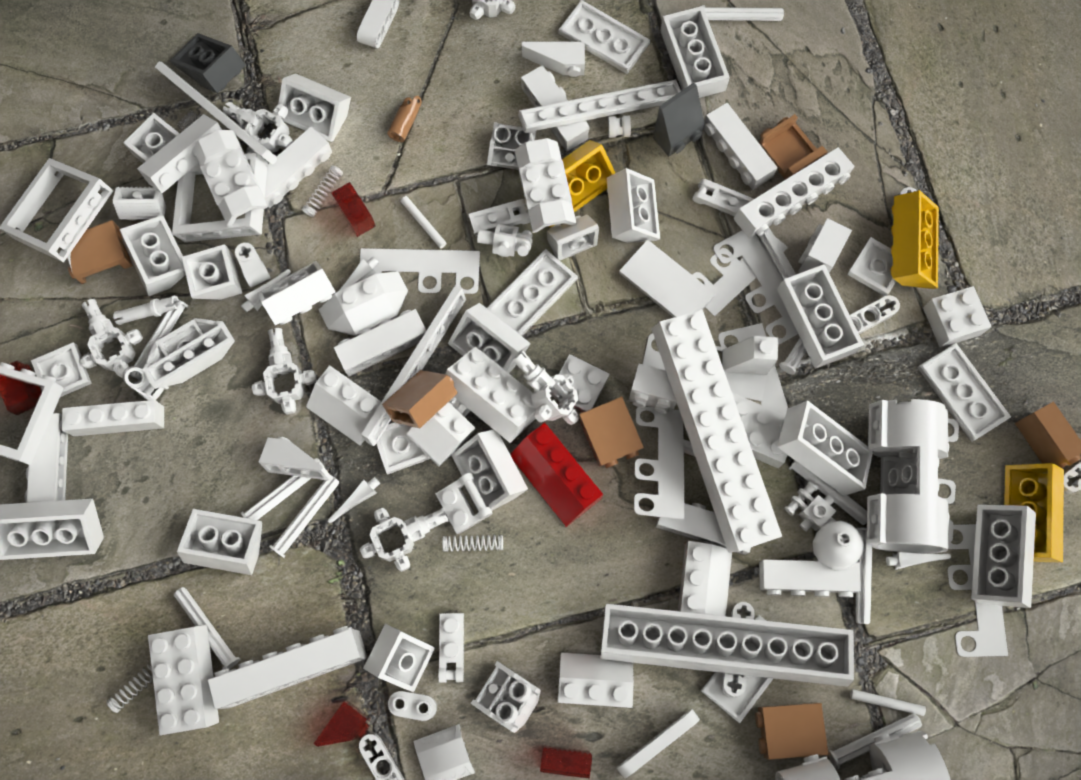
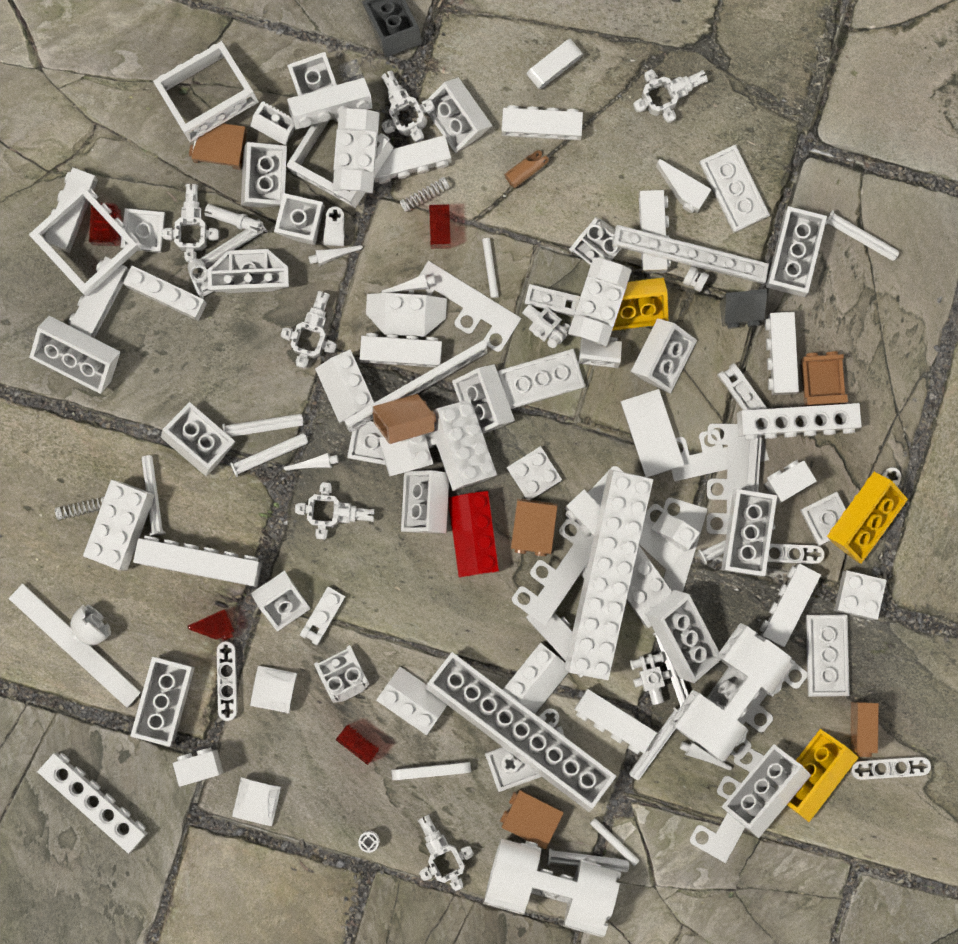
camera: 30 degrees right, 10 degrees up
(217, 113) = (374, 78): white tile -> none
(285, 458) = (278, 402): white slope -> none
(296, 293) = (356, 274): white brick -> none
(396, 72) = (542, 123): none -> white brick
(412, 705) = (271, 640): white plate -> none
(446, 546) = (362, 538): white piece -> none
(457, 506) = (386, 515): white plate -> none
(541, 383) = (502, 460): white piece -> none
(838, 545) = (641, 716): white cylinder -> none
(898, 360) = (790, 605): none -> white brick

